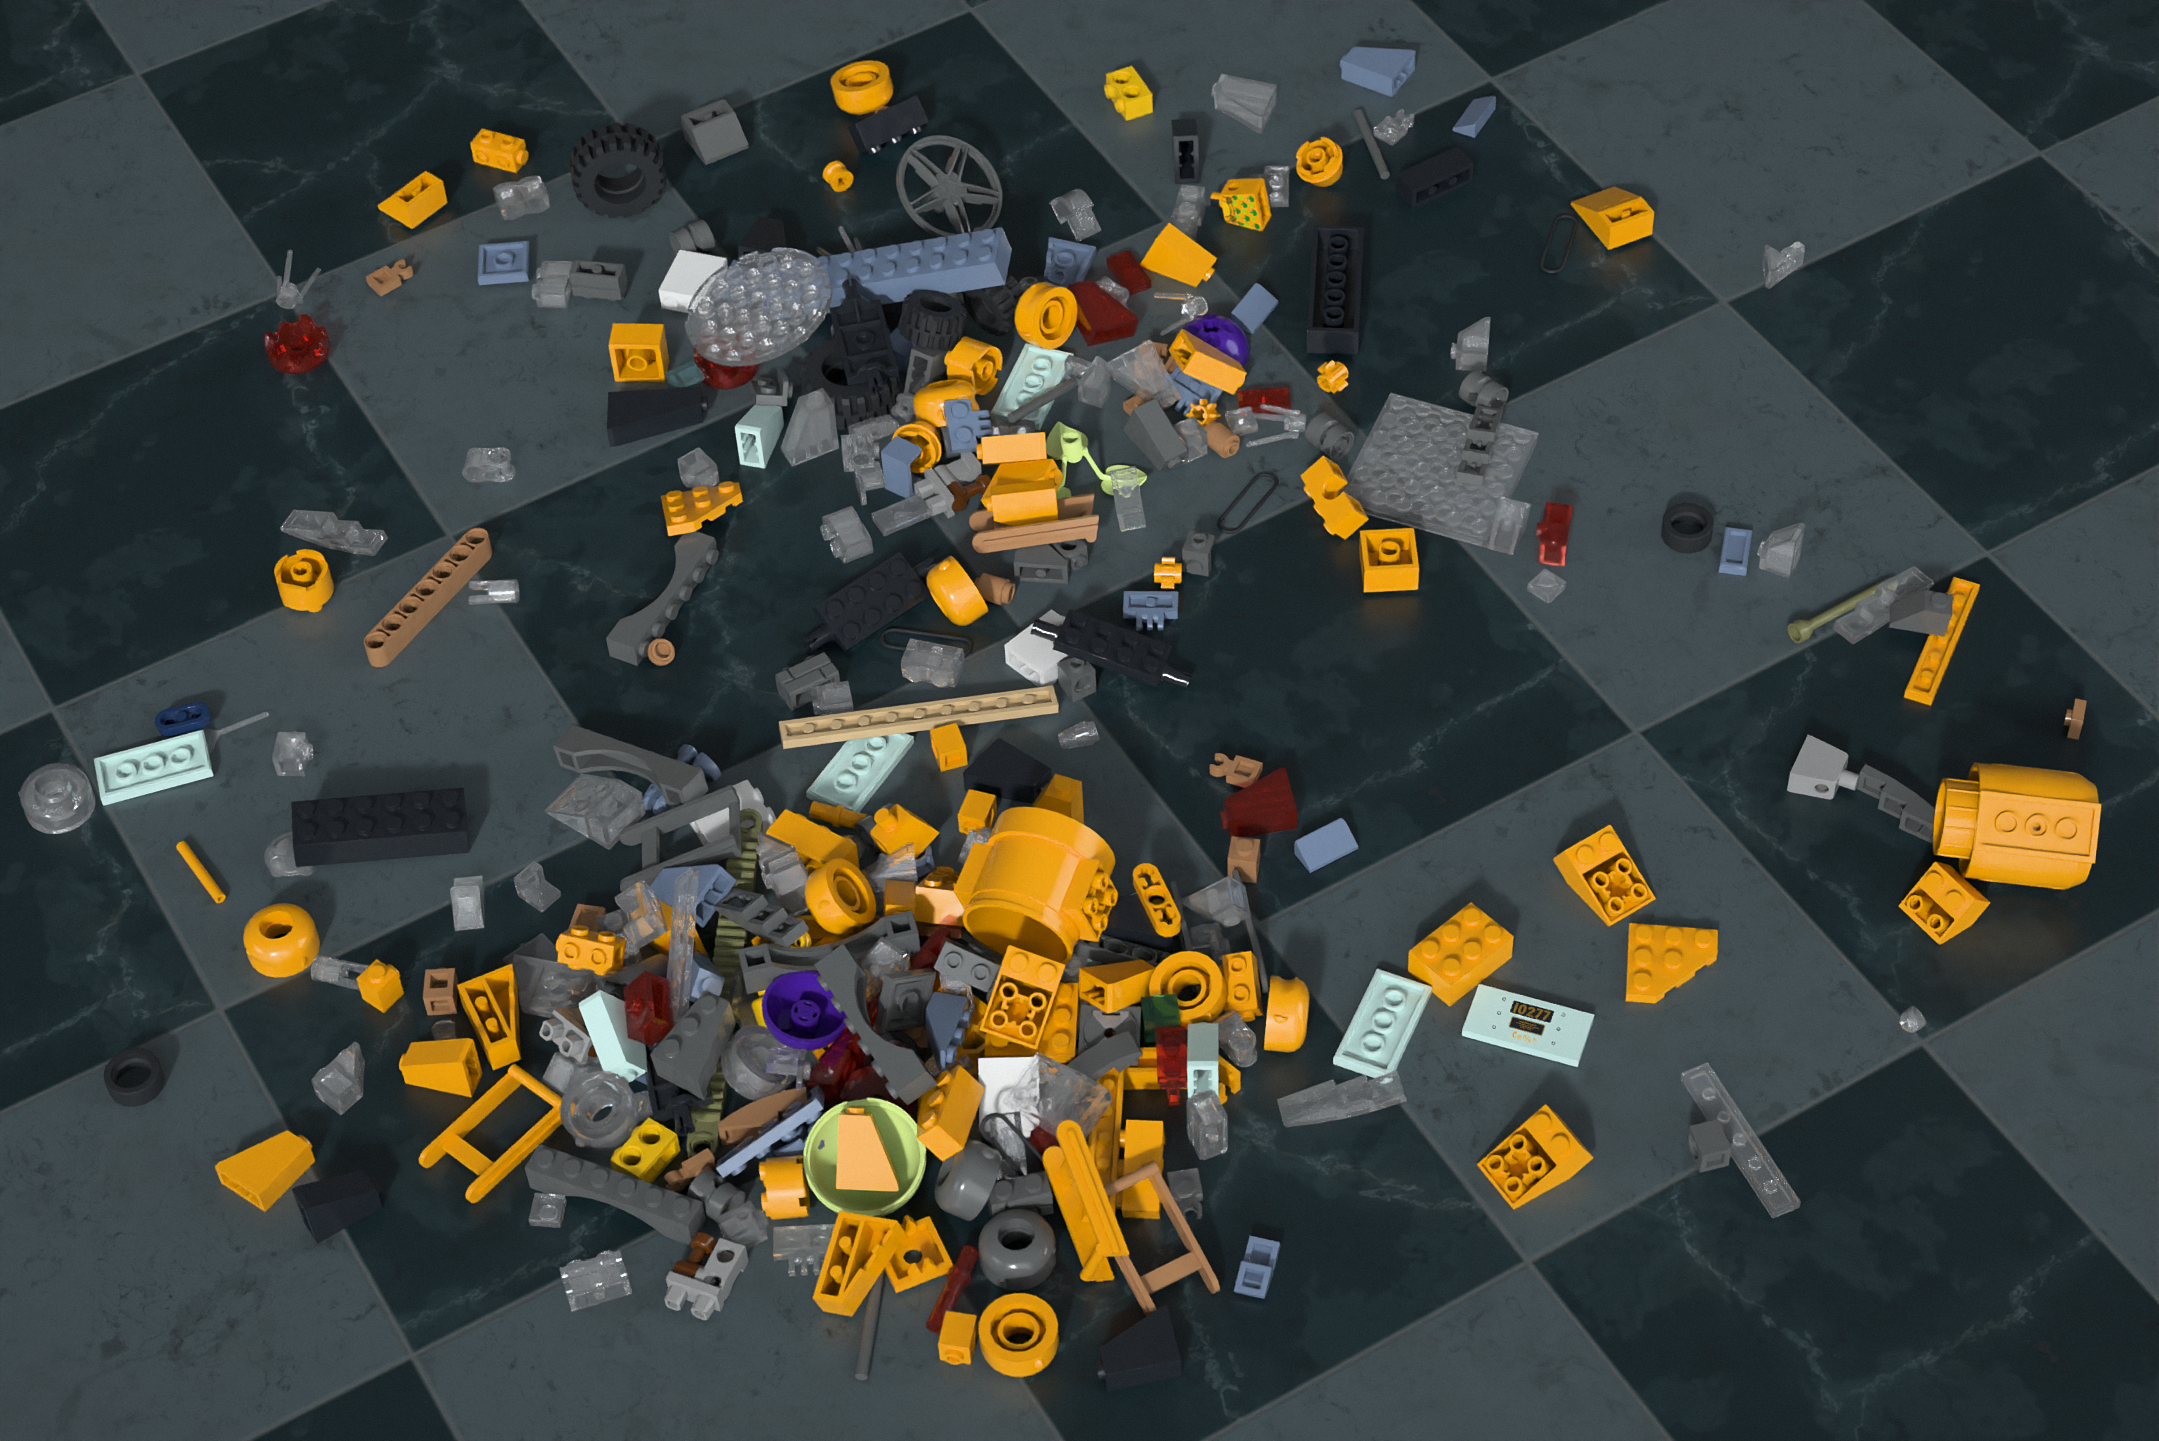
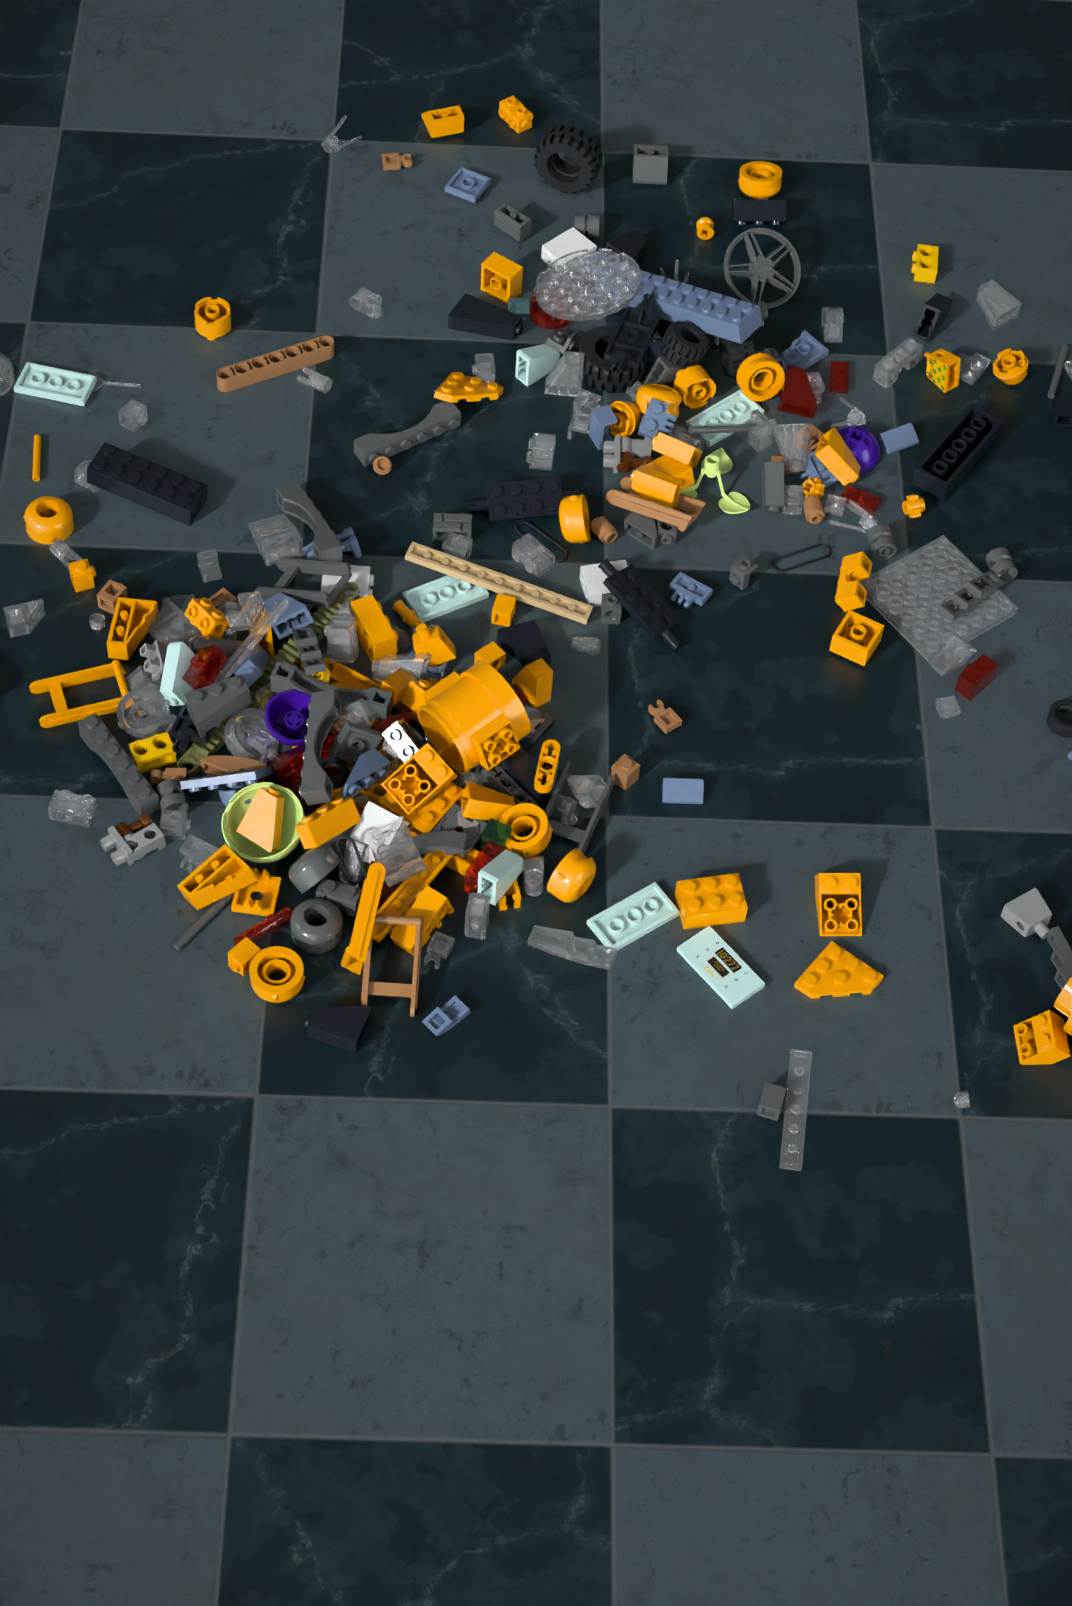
camera: 25 degrees right, 5 degrees up
(183, 719) = (89, 364): dark blue plate -> none
(290, 336) = (315, 169): clear red plate -> none
(328, 531) = (251, 298): clear slope -> none
(443, 1066) = (80, 640): light orange slope -> none
(468, 903) = (165, 554): clear slope -> none
(521, 197) = (507, 149): clear brick -> none
(547, 1210) = (77, 753): clear plate -> none
(553, 284) = (483, 213): clear brick -> none
(786, 1187) = (208, 814): light orange brick -> none
(839, 897) = (362, 662): light orange piece -> none
(879, 426) = (608, 394): clear hinge -> none
(901, 515) = (584, 456): clear plate -> none
(1127, 498) = (723, 515): clear panel -> none
(1168, 573) = (715, 574): light orange gear -> none
(1179, 257) = (874, 382): light orange slope -> none
(1242, 984) = (564, 839): light orange brick -> none
(1261, 807) = (660, 746): clear red slope -> none
(1472, 346) = (1019, 532): clear slope -> none
(1535, 1158) = (660, 1047): light orange slope -> none

